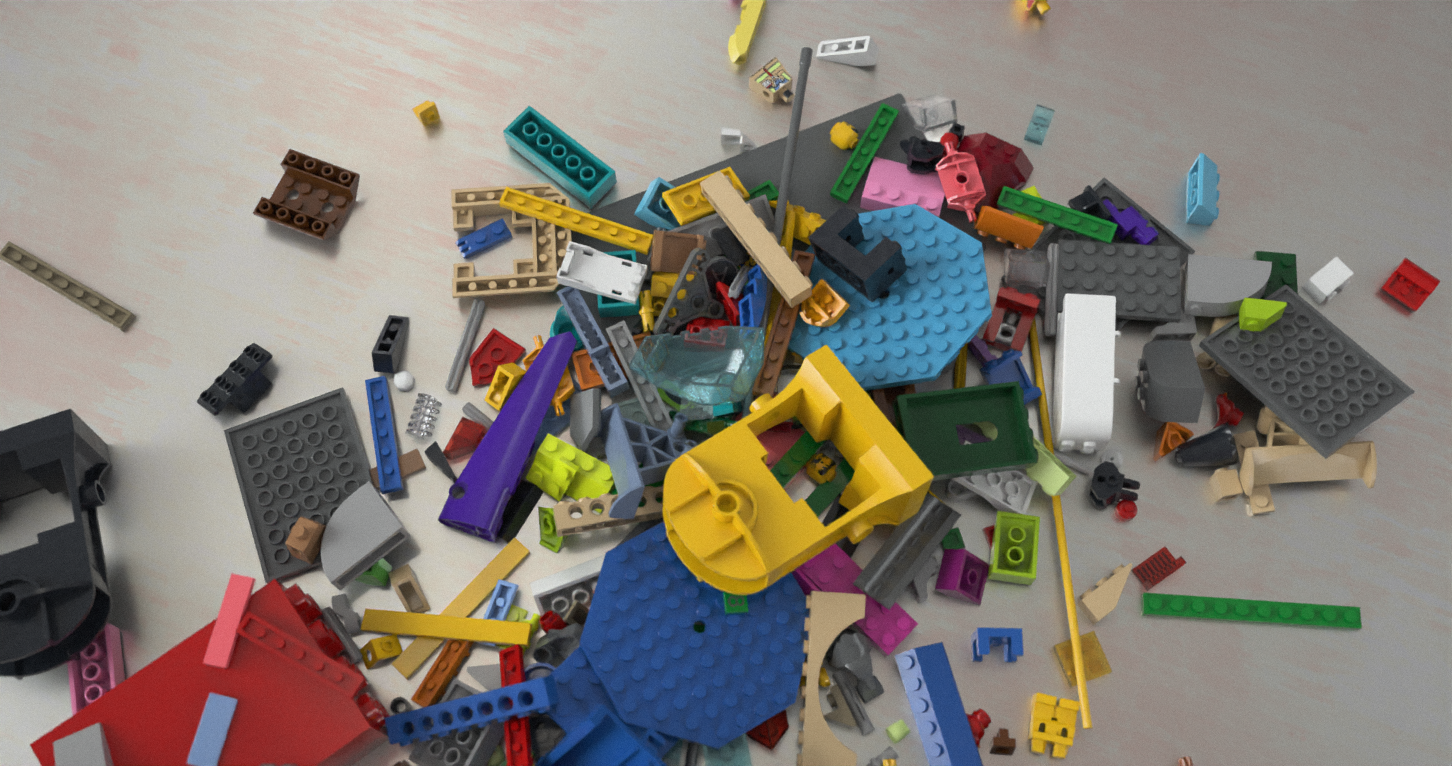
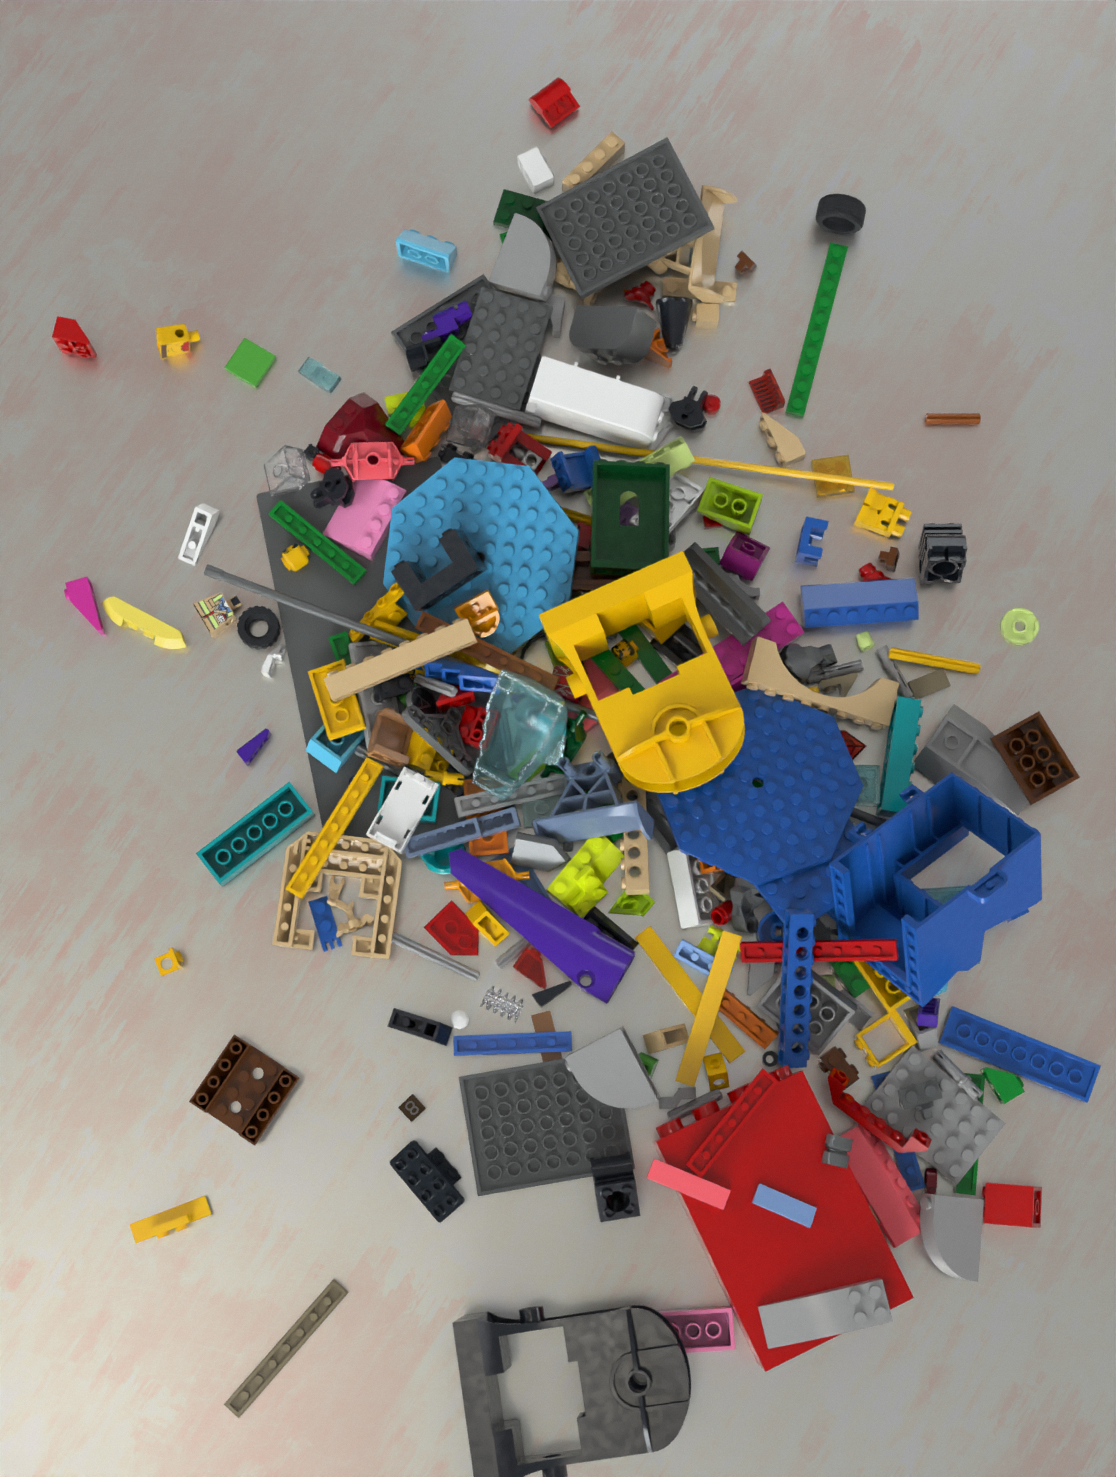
camera: 80 degrees left, 10 degrees up
(180, 162) = (173, 1218): none -> yellow bracket
(235, 553) = (615, 1187): none -> black piece
(305, 539) = (605, 1121): medium nougat torso -> none
(309, 353) = (412, 1108): none -> dark brown tile
(485, 261) = (352, 924): none -> tan piece
(643, 137) = (252, 747): none -> dark purple slope
(735, 603) = (747, 748): green tile -> none
(767, 107) = (258, 613): none -> black tyre
(993, 258) = (450, 451): none -> black hinge
(1033, 62) = (250, 362): none -> bright green tile
(1259, 313) = (565, 240): lime slope -> none
(1301, 515) = (744, 263): none -> reddish brown tile
(1375, 343) = (597, 161): none -> tan brick
(1397, 608) = (840, 213): none -> black tyre

